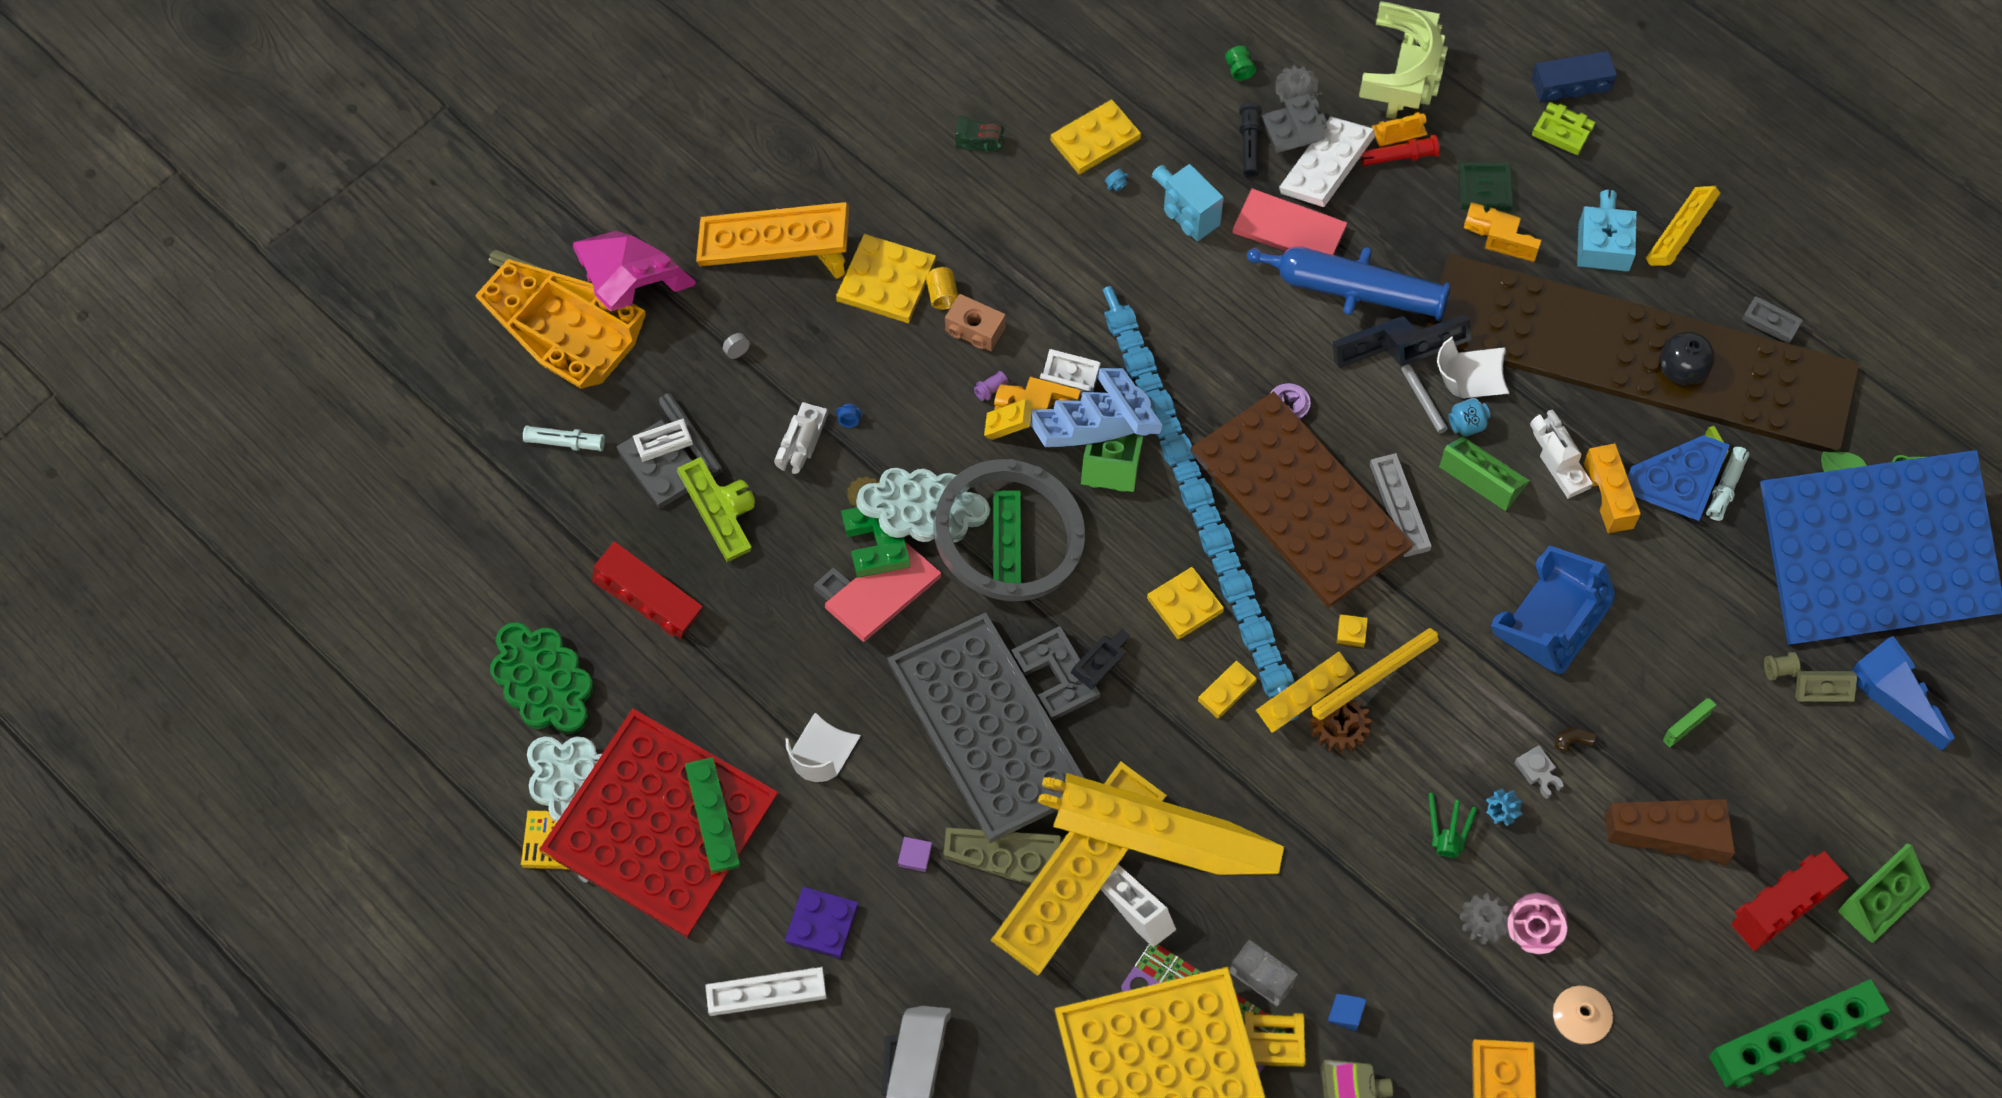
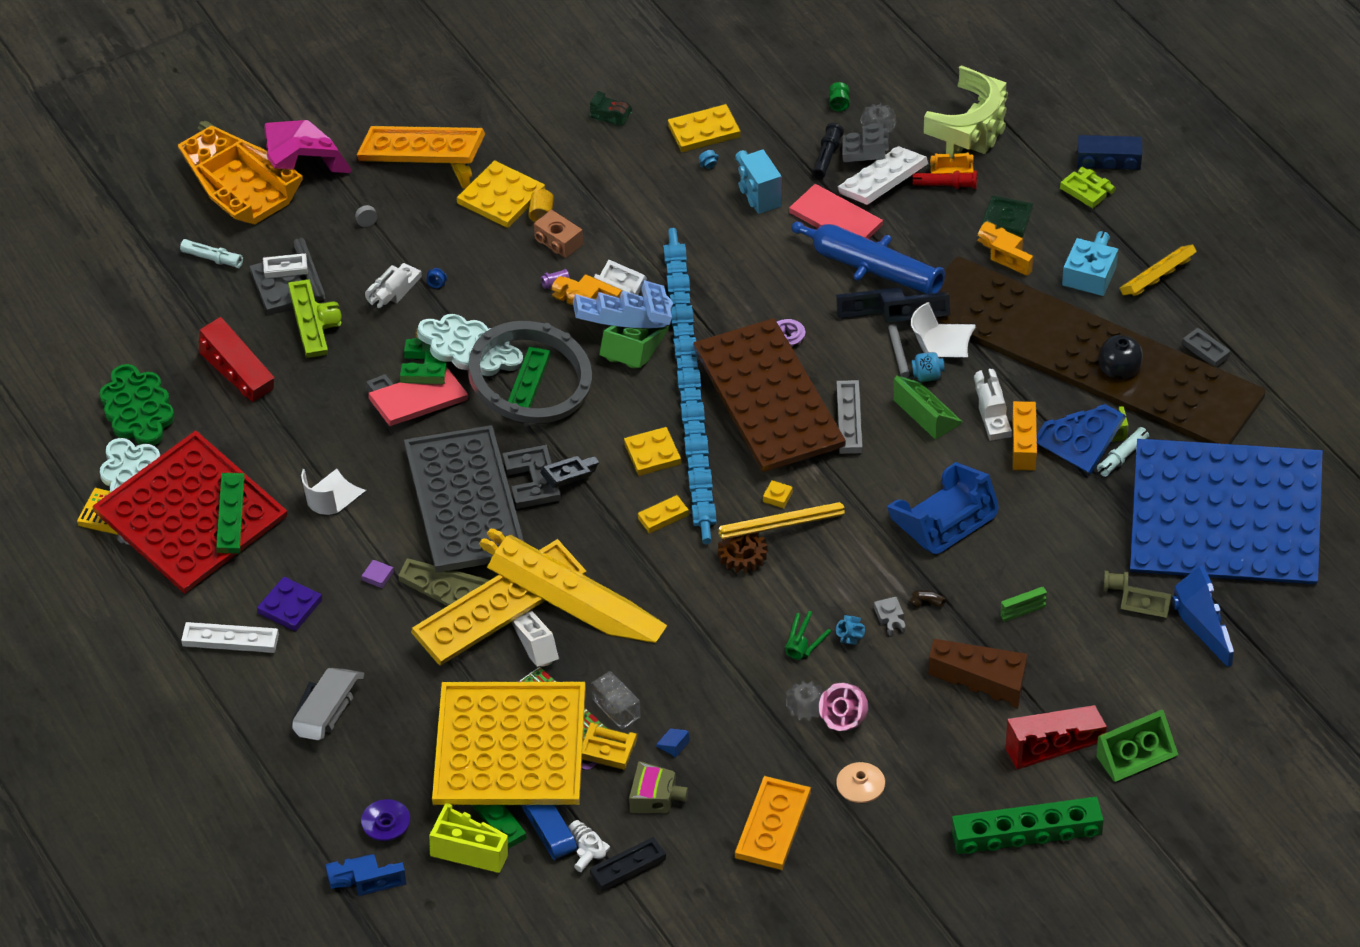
camera: 15 degrees right, 15 degrees down
(1008, 419) = (560, 299): yellow plate -> none
(1305, 692) = (707, 525): yellow plate -> none

